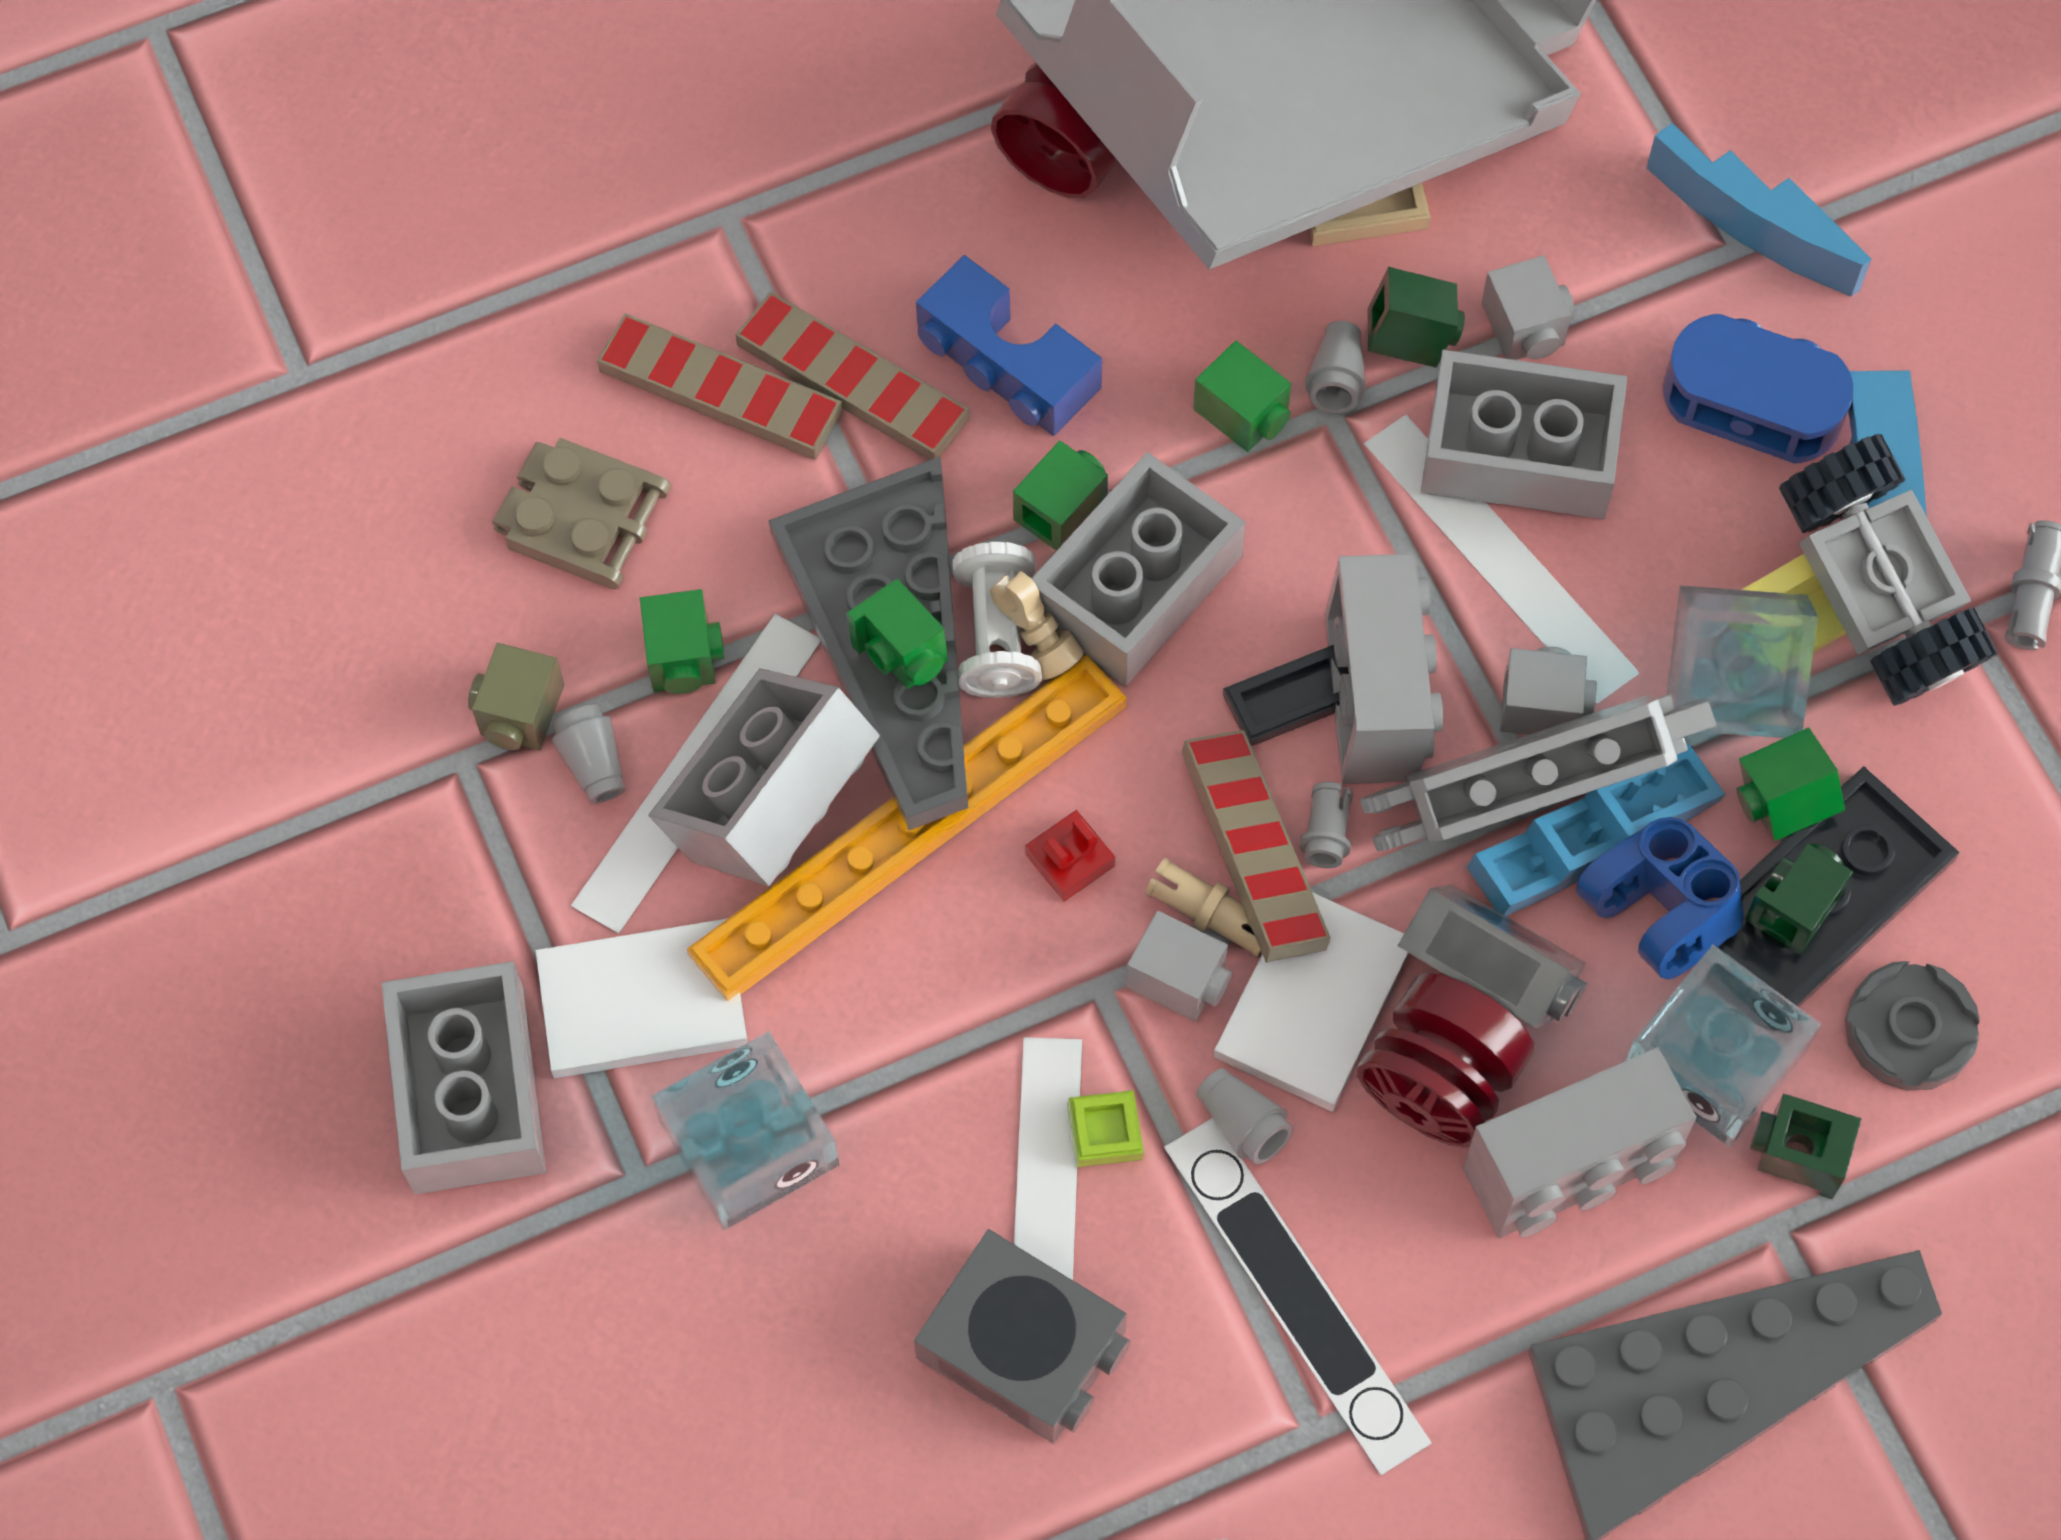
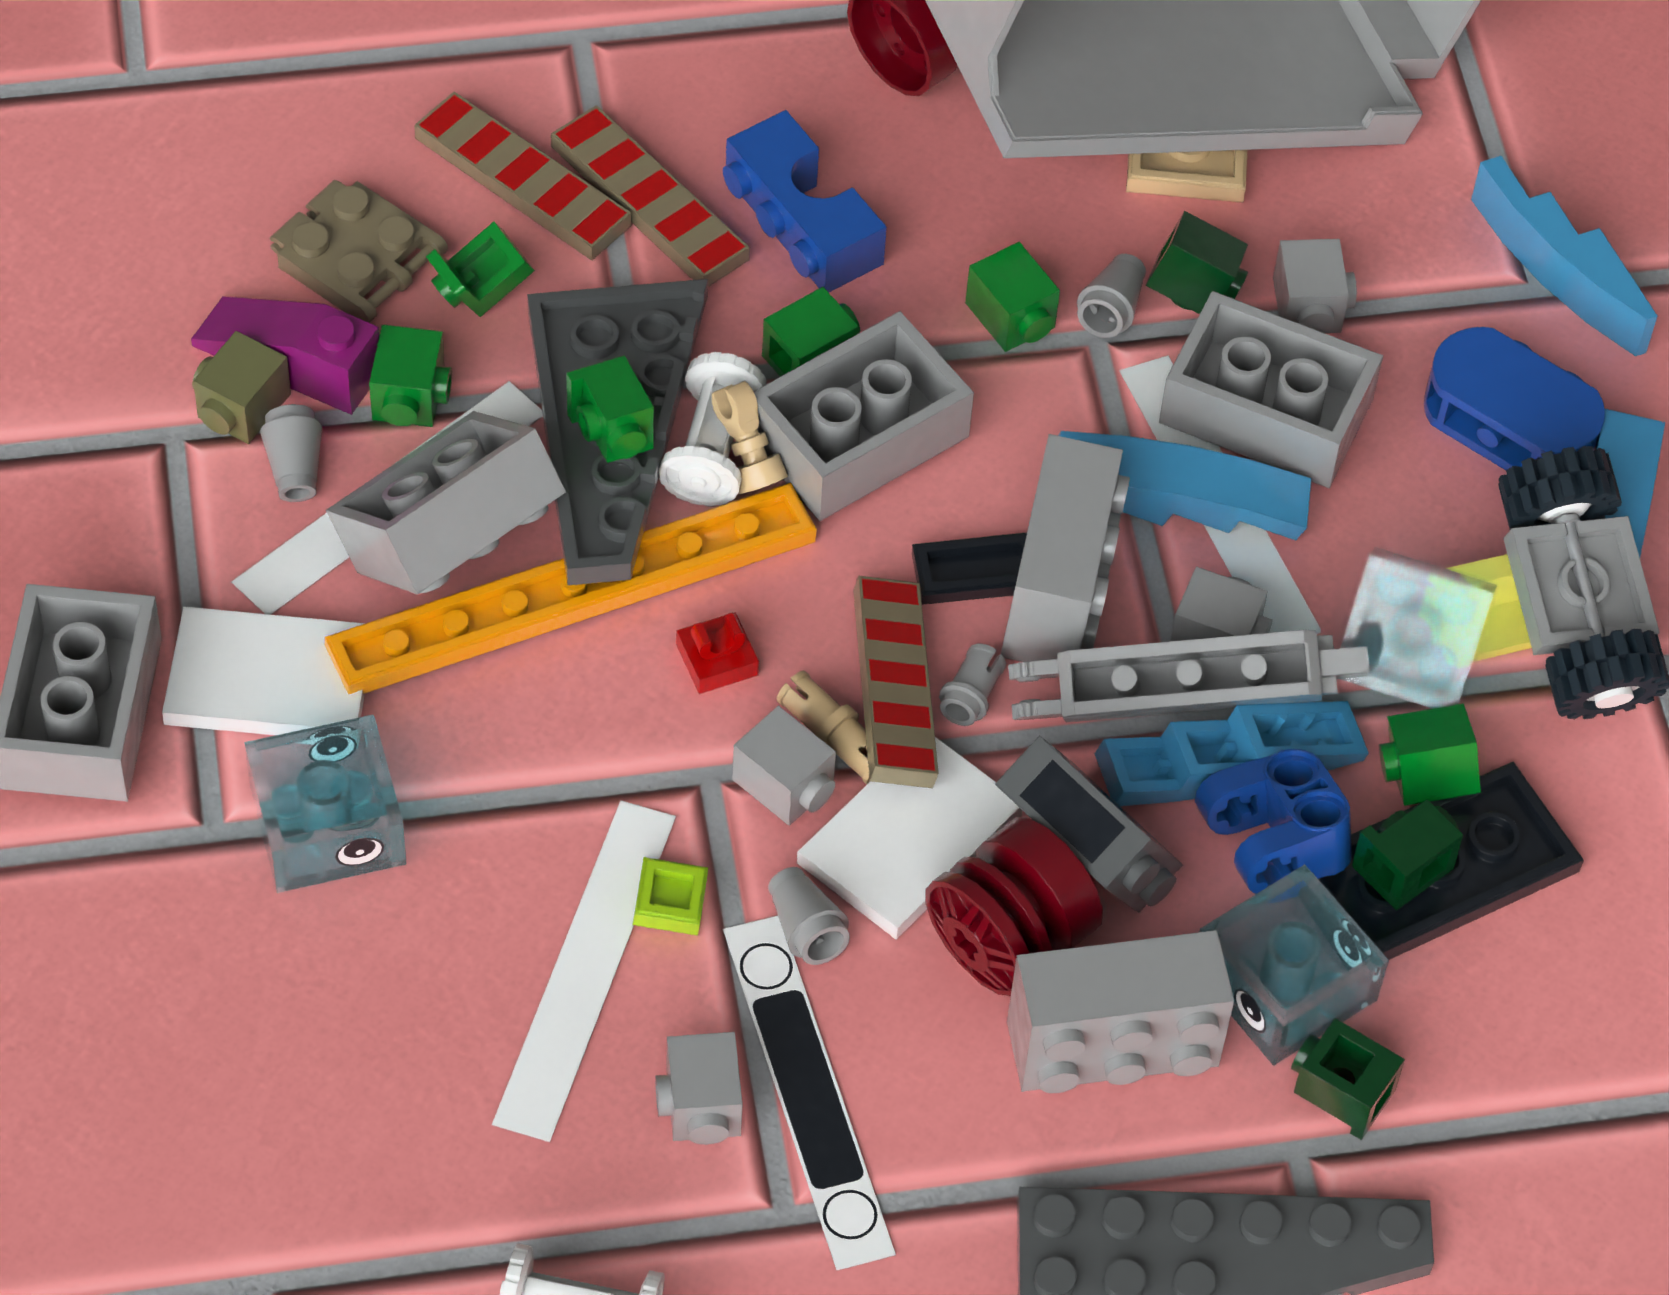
camera: 10 degrees right, 10 degrees down
(589, 634) = (325, 348): none -> magenta slope
(713, 505) = (480, 271): none -> green bracket
(1023, 1337) = (527, 1051): dark grey brick -> none
(1200, 1329) = (701, 1088): none -> light grey brick
(1483, 551) = (1206, 486): none -> dark azure slope
(1912, 1025) = (1489, 1004): dark grey tile -> none

